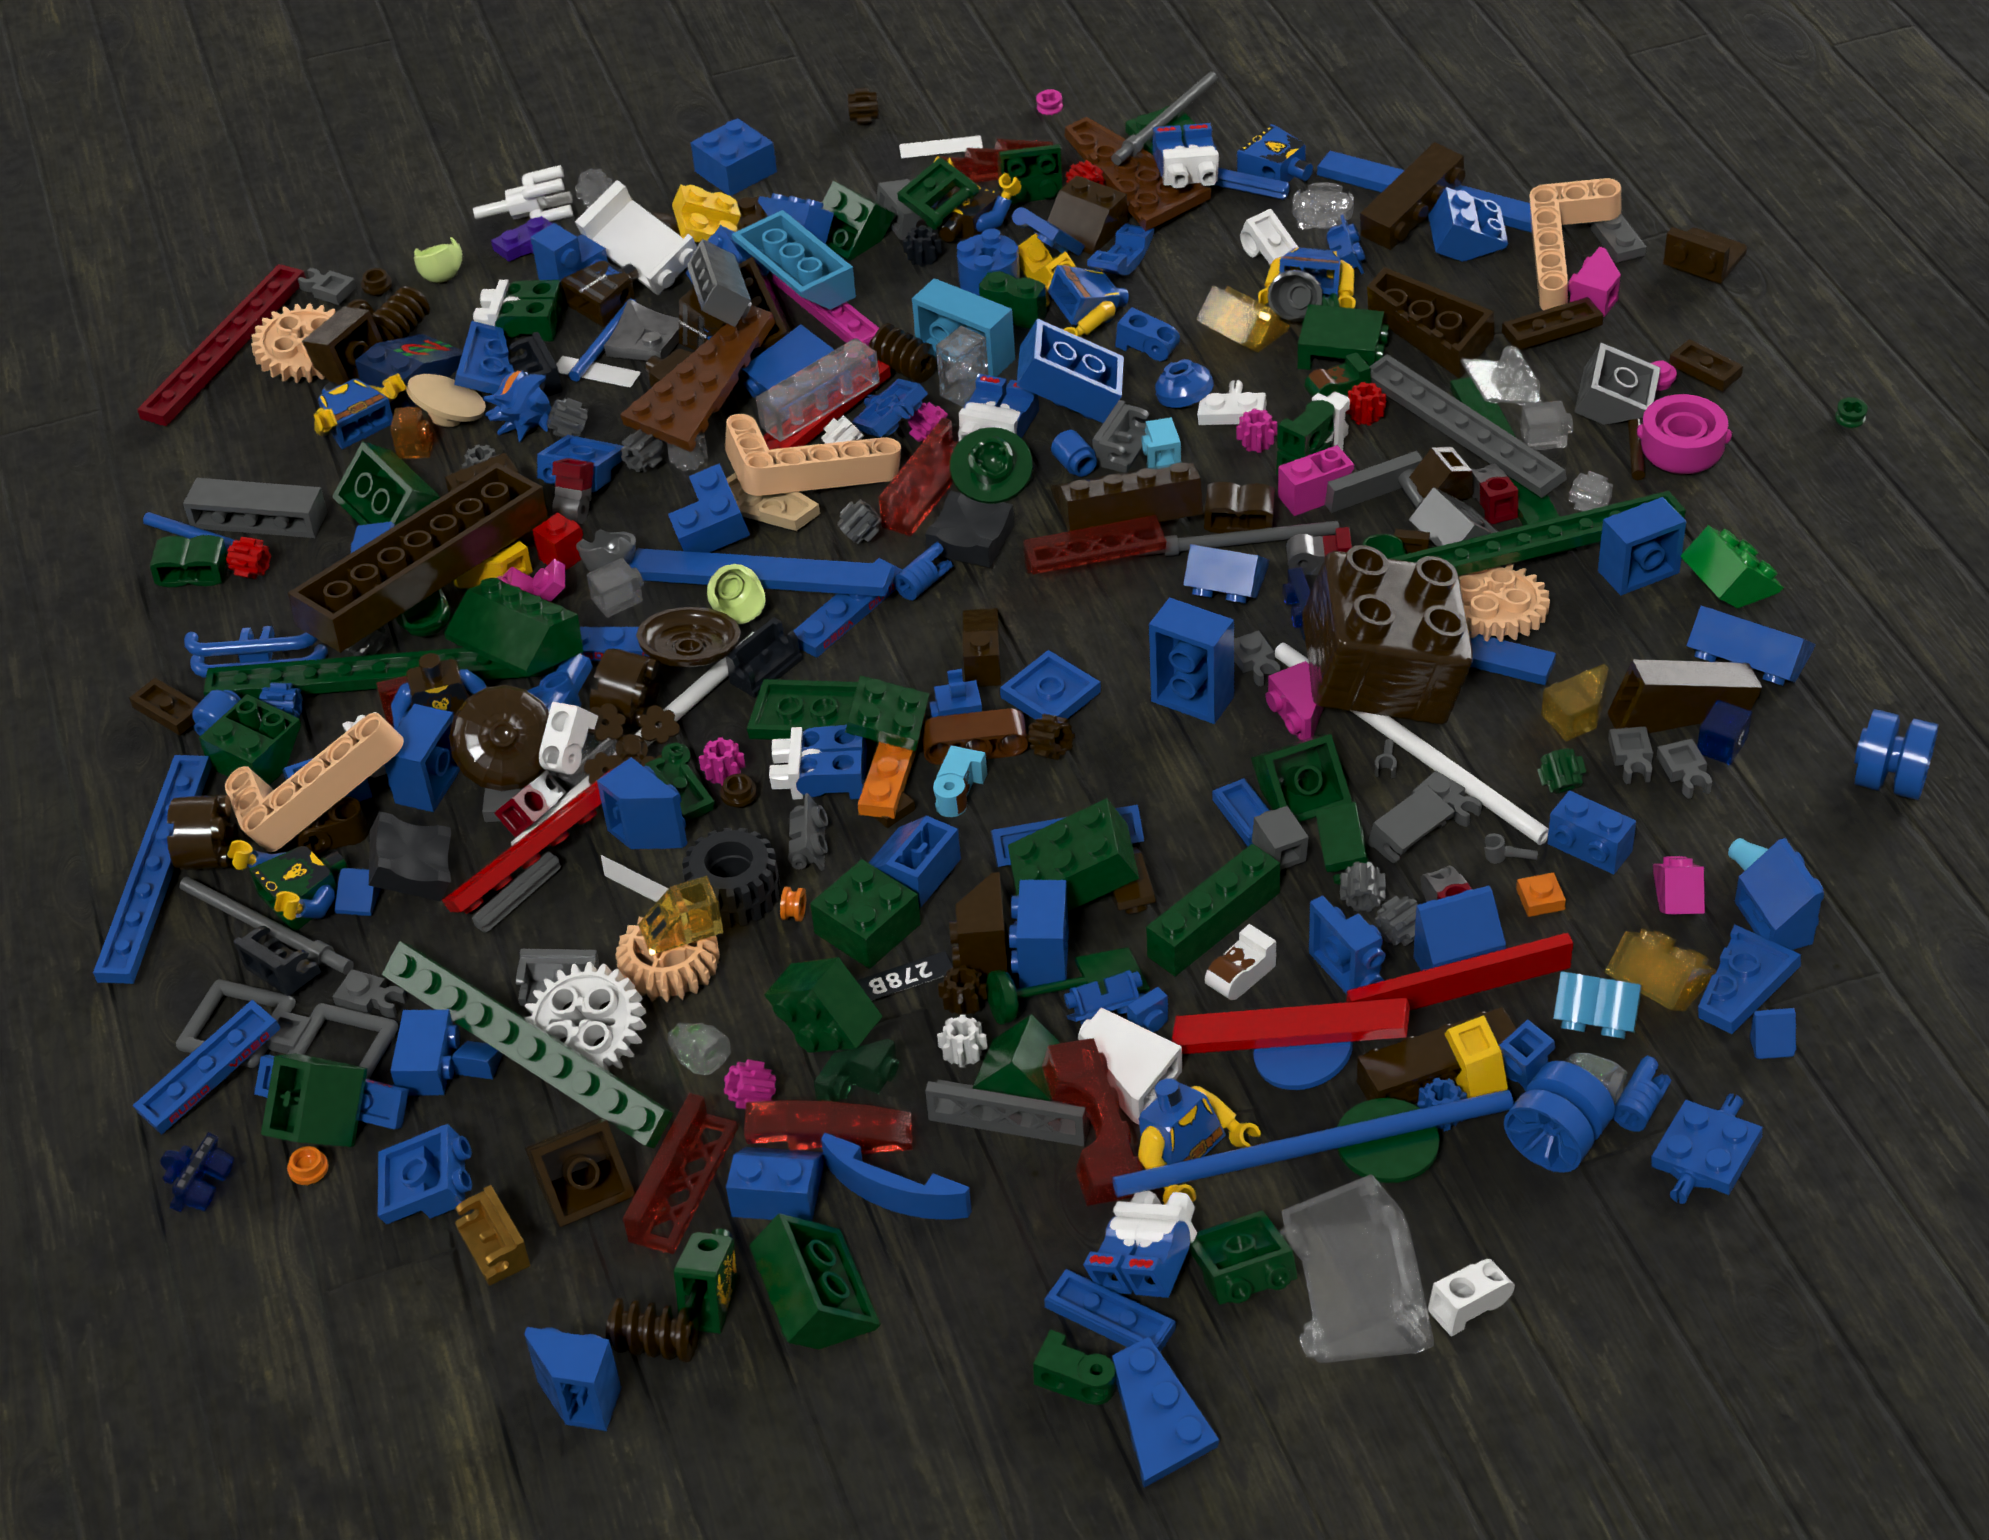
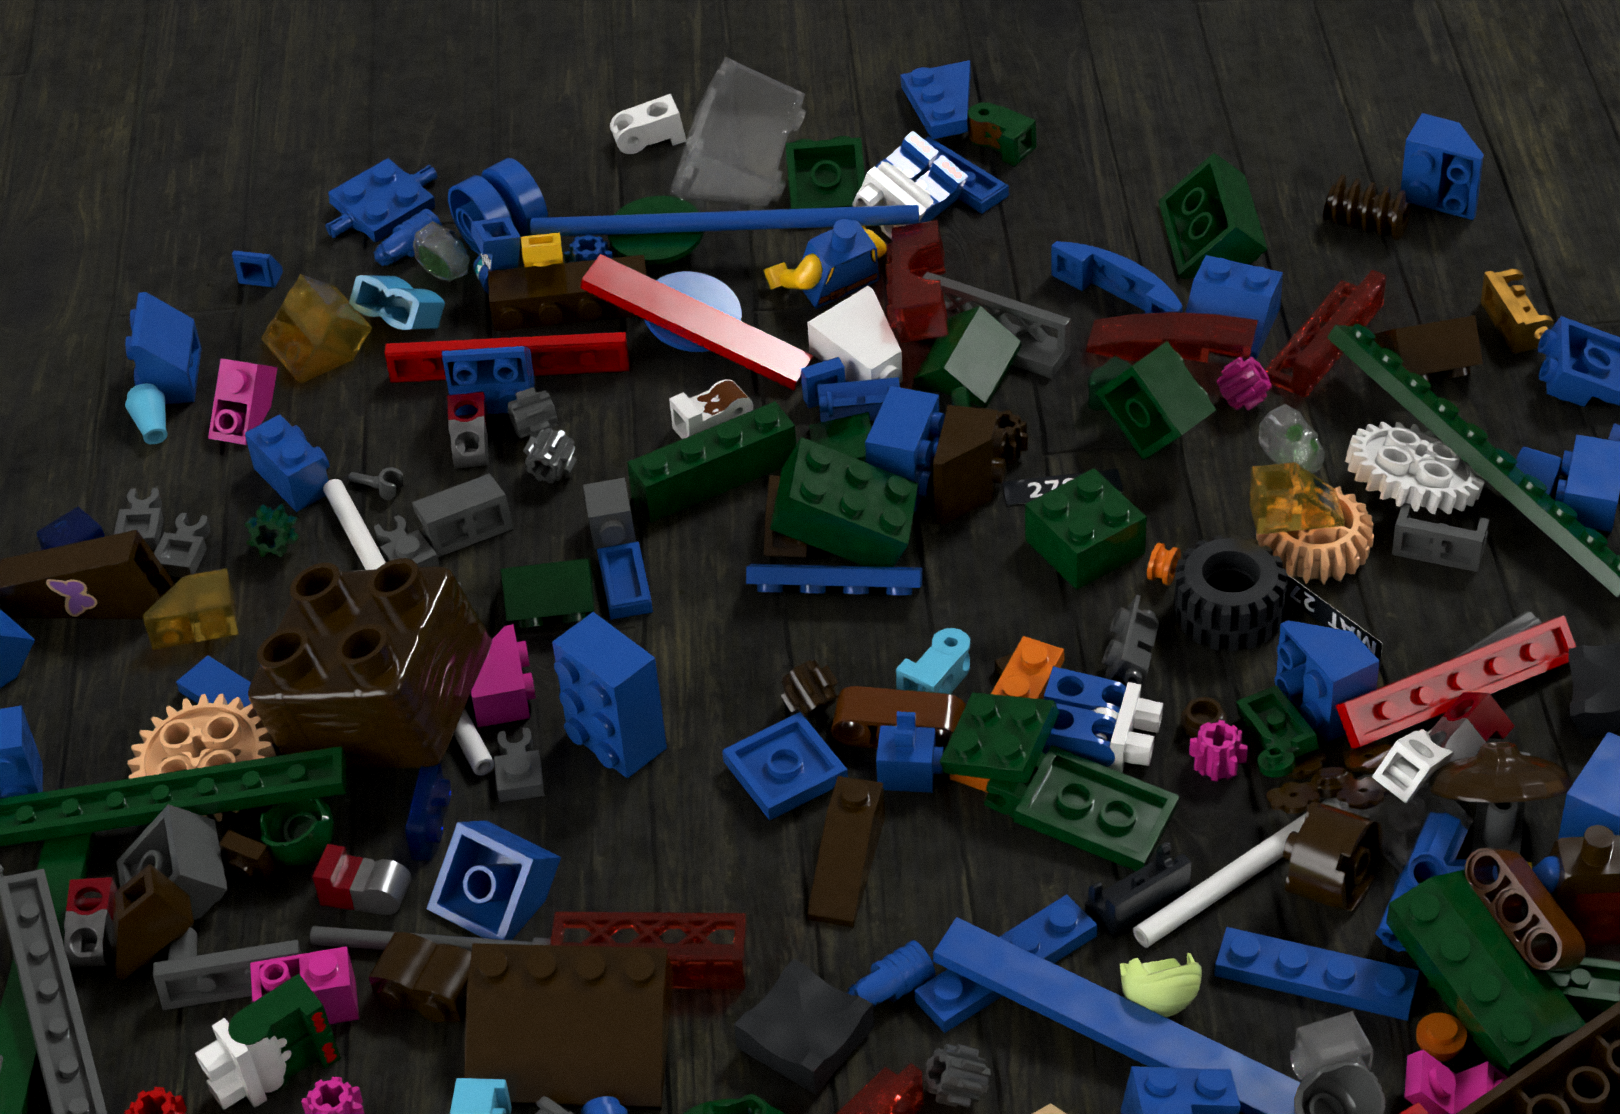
camera: 165 degrees left, 0 degrees up
(484, 656) = (1544, 916): none -> reddish brown beam
(688, 636) = (1237, 895): dark brown hat -> none
(709, 1262) = (1308, 241): dark green torso -> none
(920, 855) = (1019, 572): blue slope -> none
(962, 1040) = (1018, 390): white gear -> none
(1341, 837) = (541, 507): dark green hinge -> none
(1345, 947) = (602, 376): blue plate -> none
(1541, 894) = (374, 434): orange plate -> none
(1745, 979) = (239, 318): blue wing -> none

